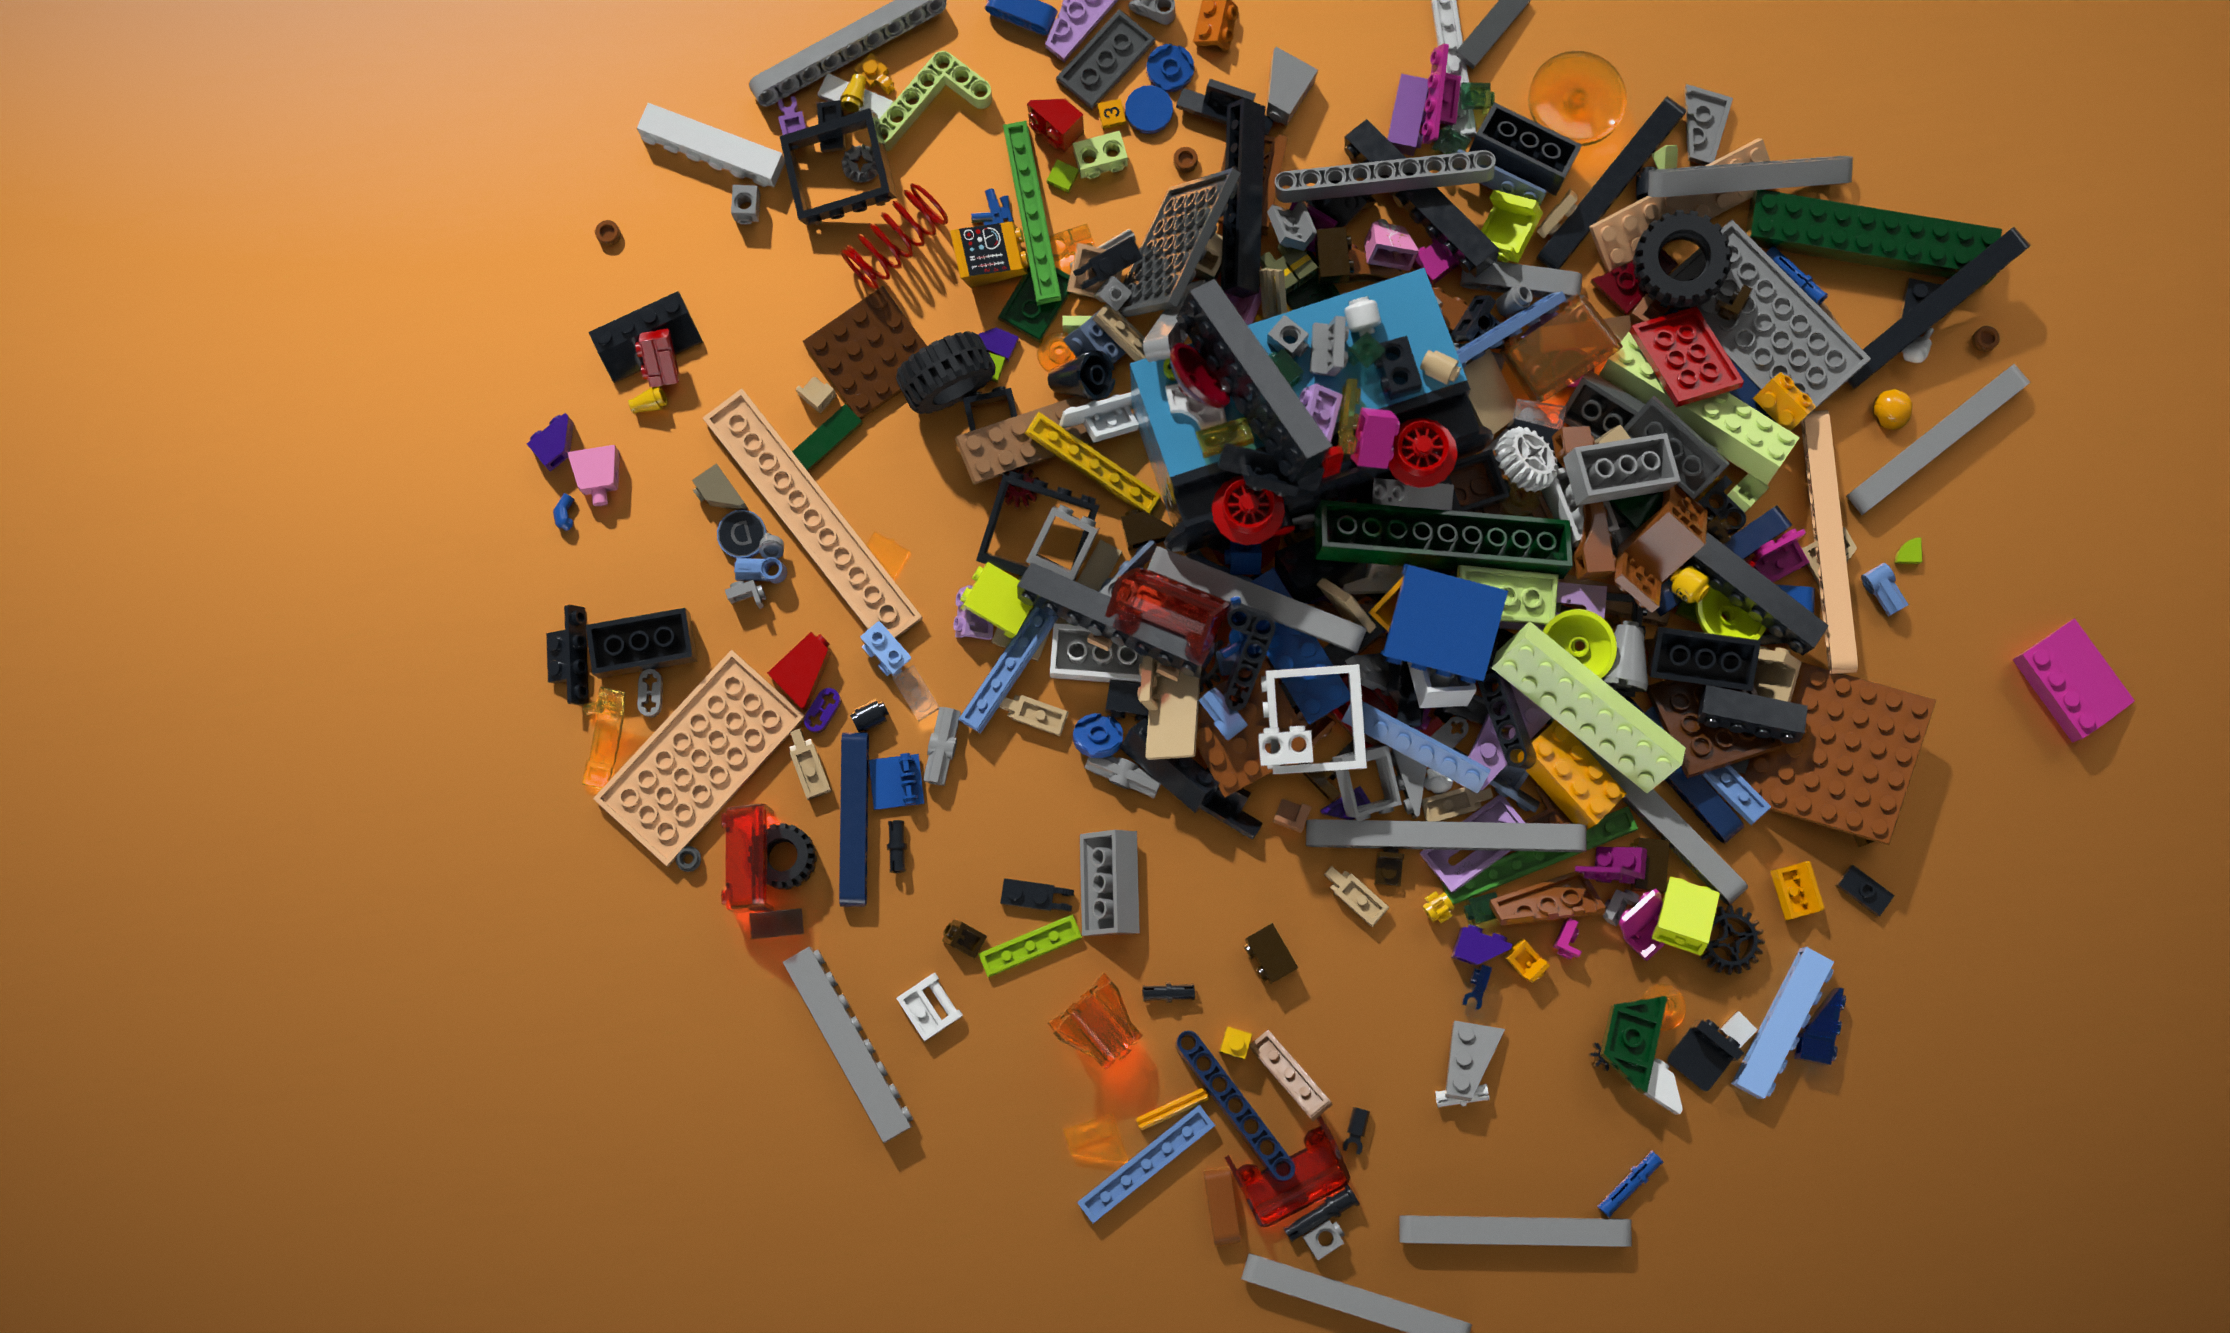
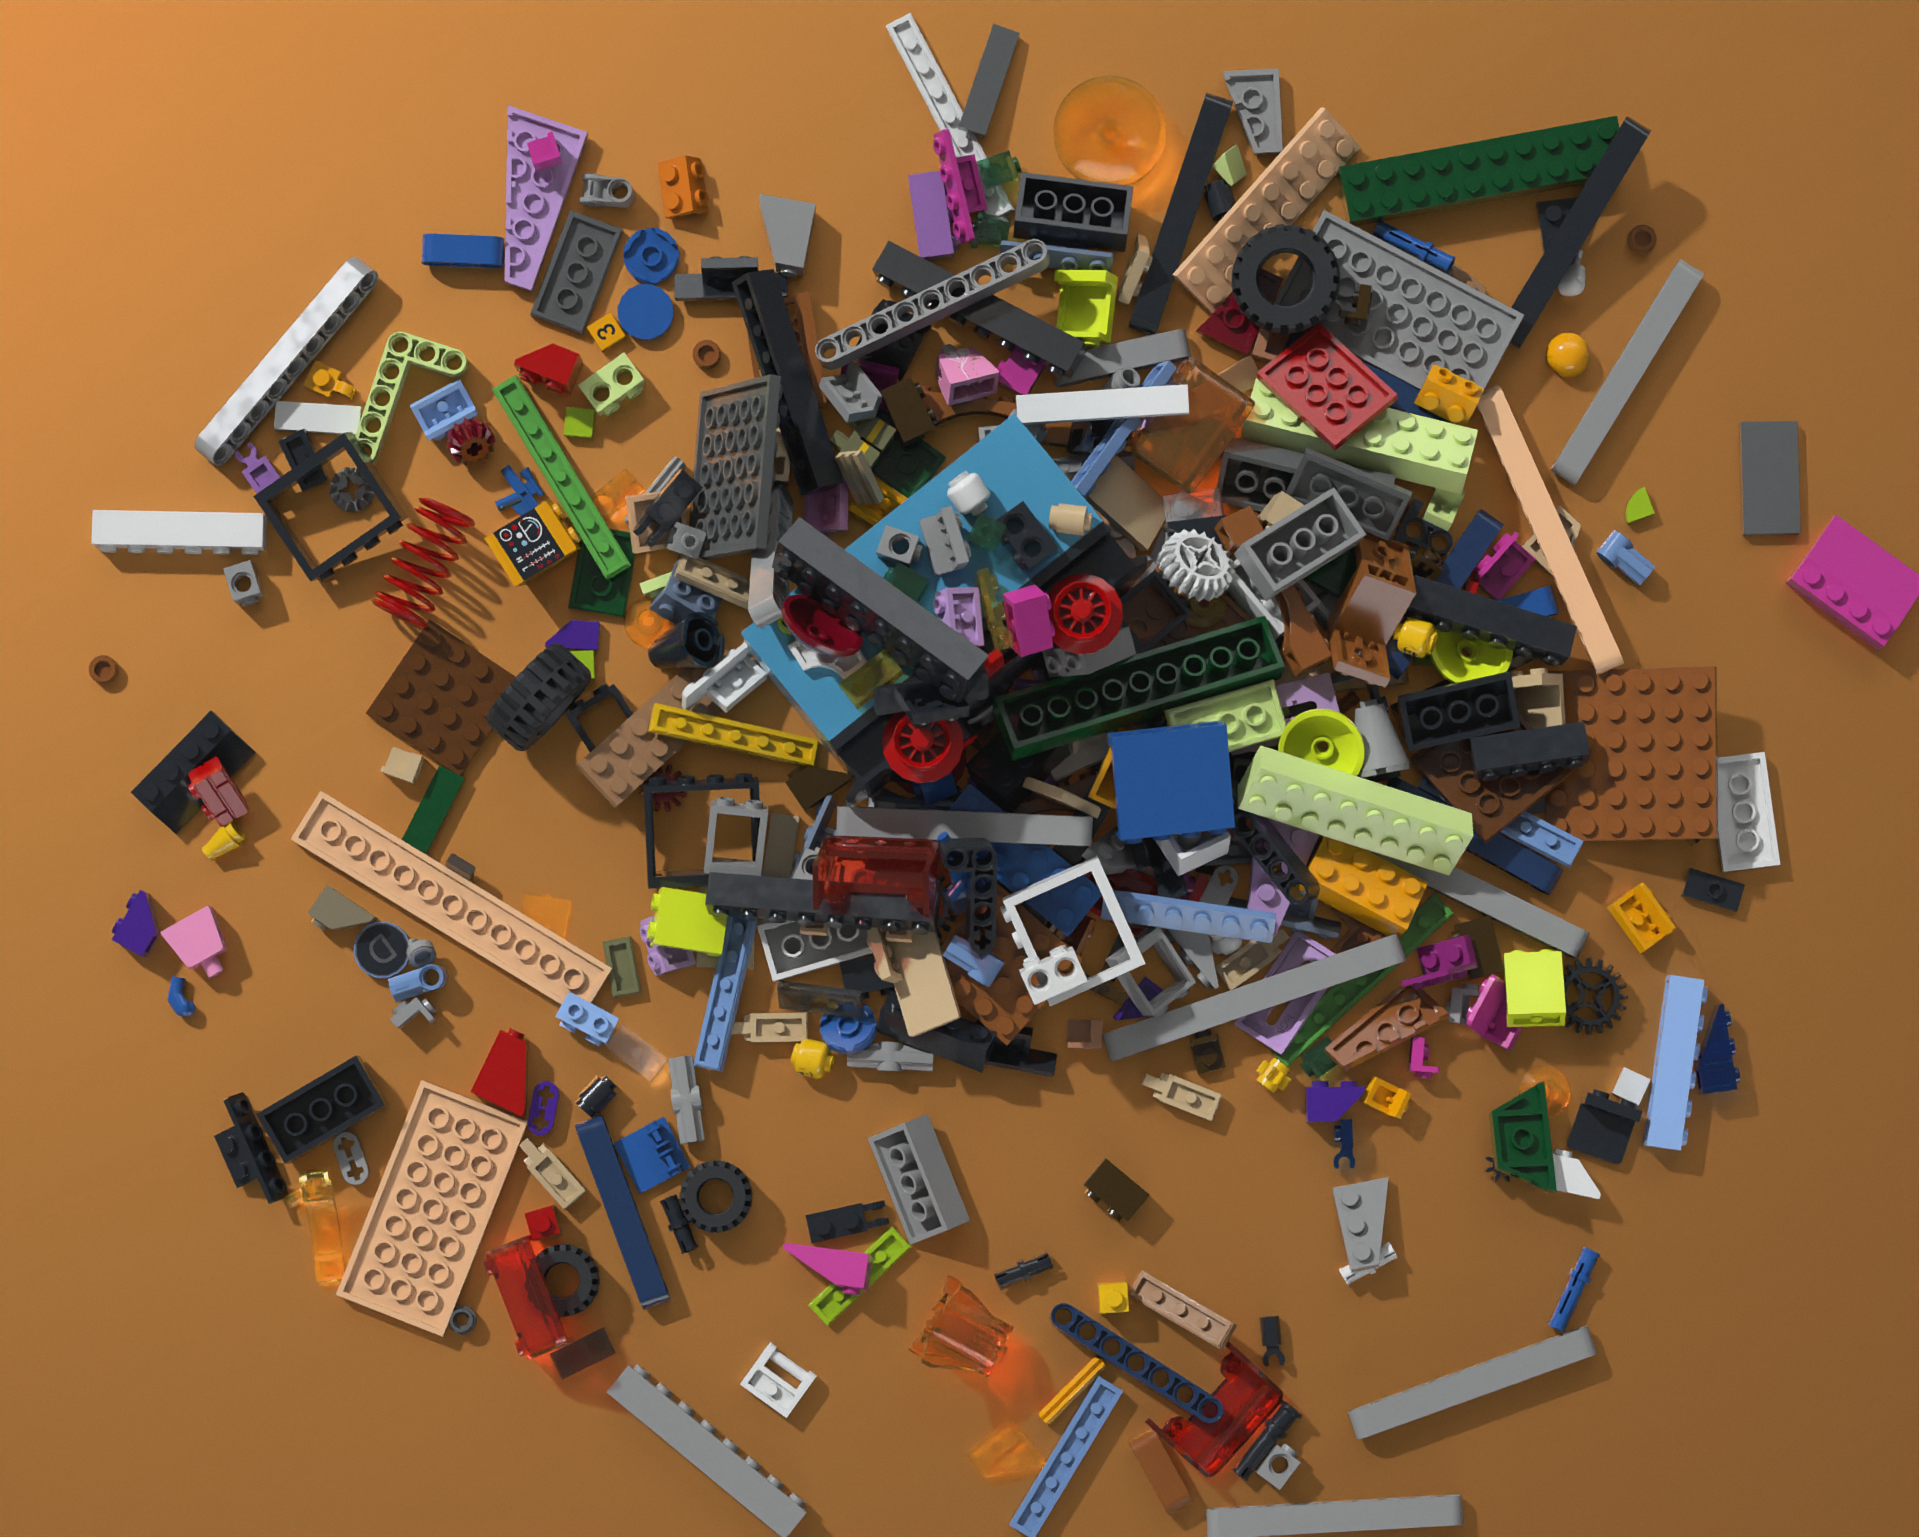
camera: 25 degrees left, 5 degrees up
(785, 803) = (543, 1222): none -> red brick
(830, 489) = (460, 867): none -> dark brown tile
(853, 96) = (316, 417): yellow cone -> none
(924, 815) = (741, 1196): none -> black tyre
(930, 626) = (624, 973): none -> olive tile
(958, 126) = (442, 409): none -> light blue bracket
(963, 163) = (470, 441): none -> dark red gear
(963, 938) = (786, 1294): dark brown bracket -> none
(1017, 931) = (843, 1268): none -> dark pink slope
(1058, 750) = (812, 1058): none -> yellow head
(1083, 704) = (820, 999): none -> clear smoke tile
(1500, 304) = (1103, 404): none -> white tile
(1749, 176) = (1326, 156): light grey beam -> none
(1916, 838) = (1745, 814): none -> white plate
(2028, 568) = (1769, 478): none -> dark grey tile

